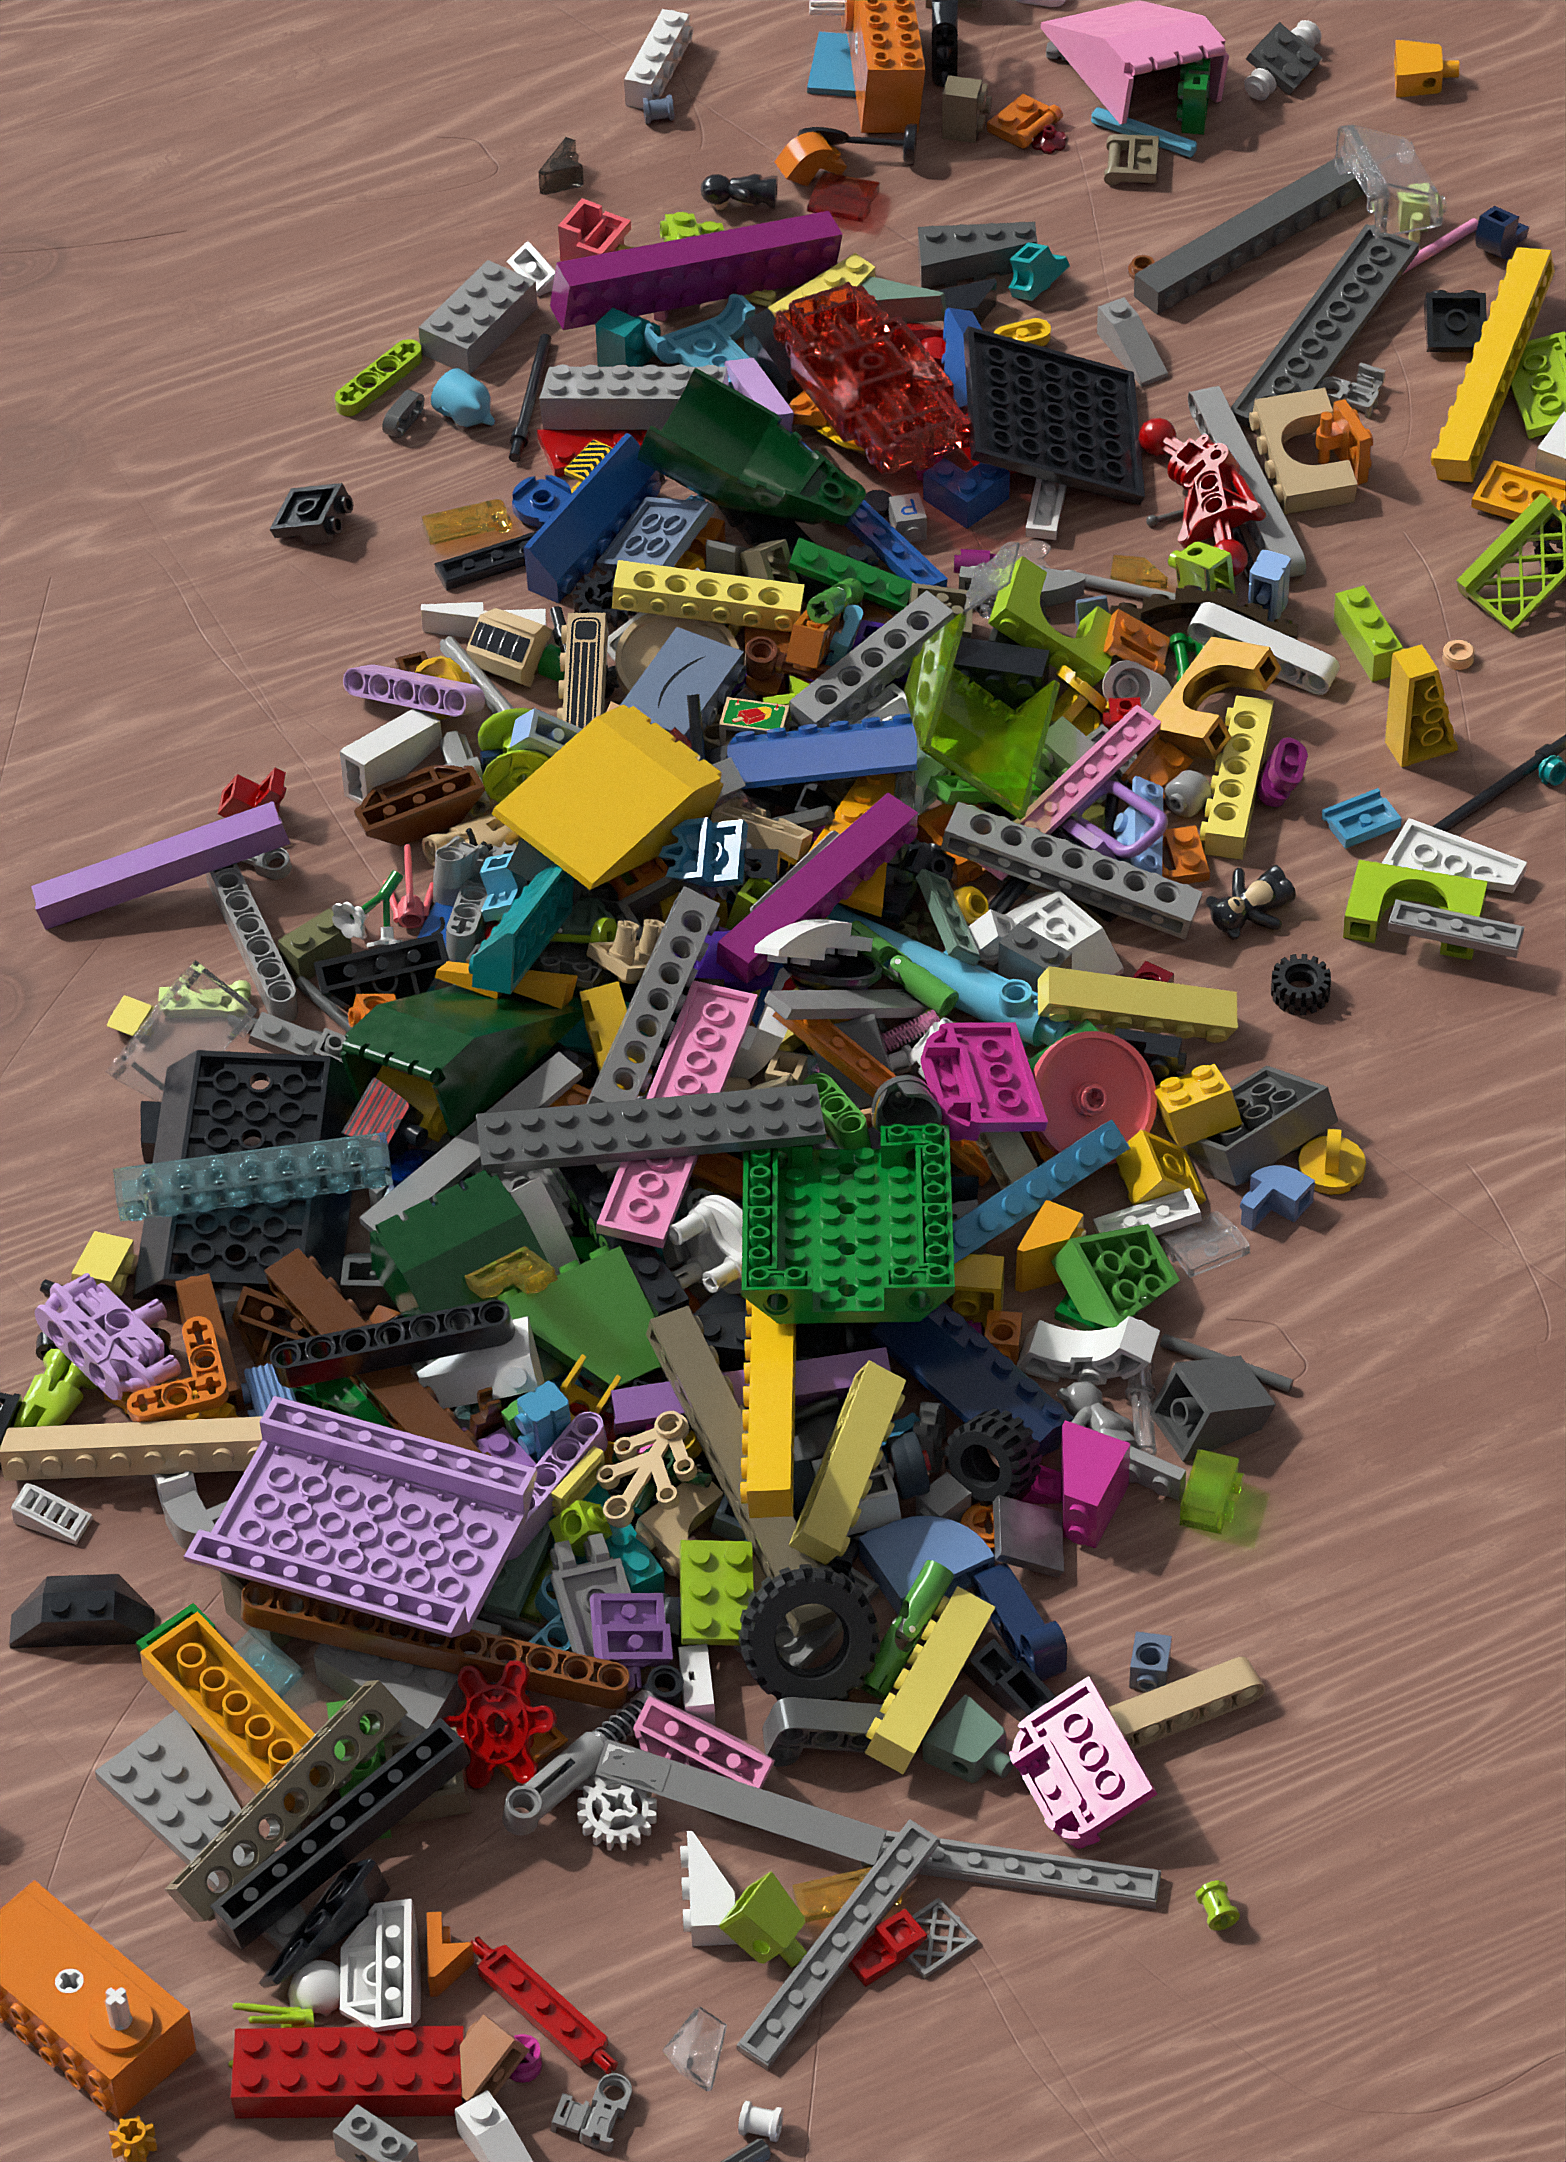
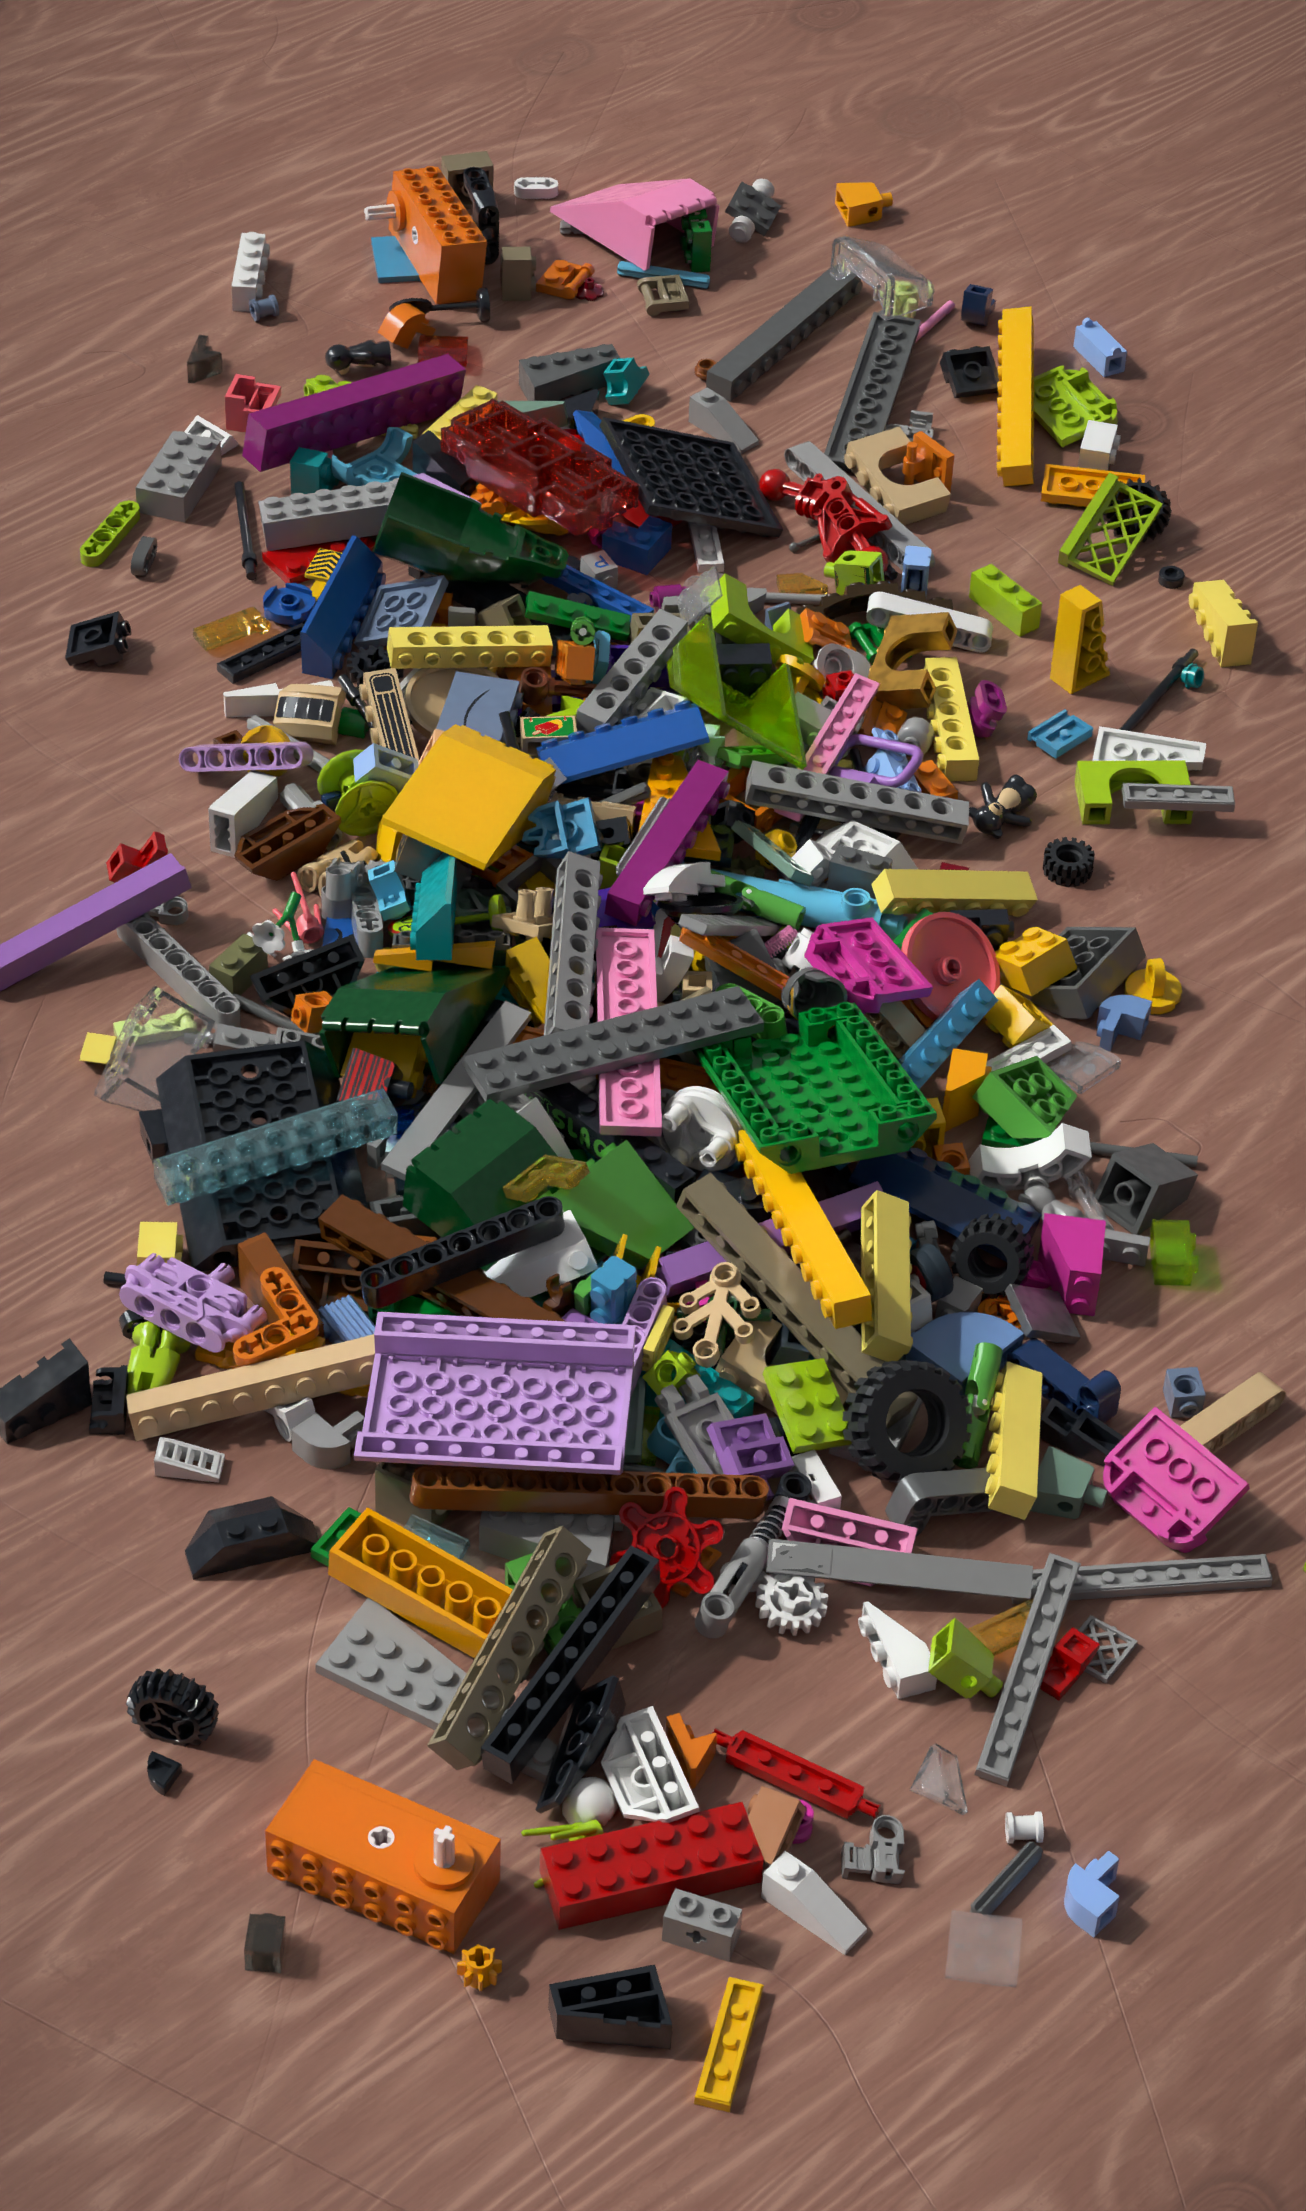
camera: 20 degrees left, 5 degrees down
(462, 399) = (192, 537): medium azure piece -> none

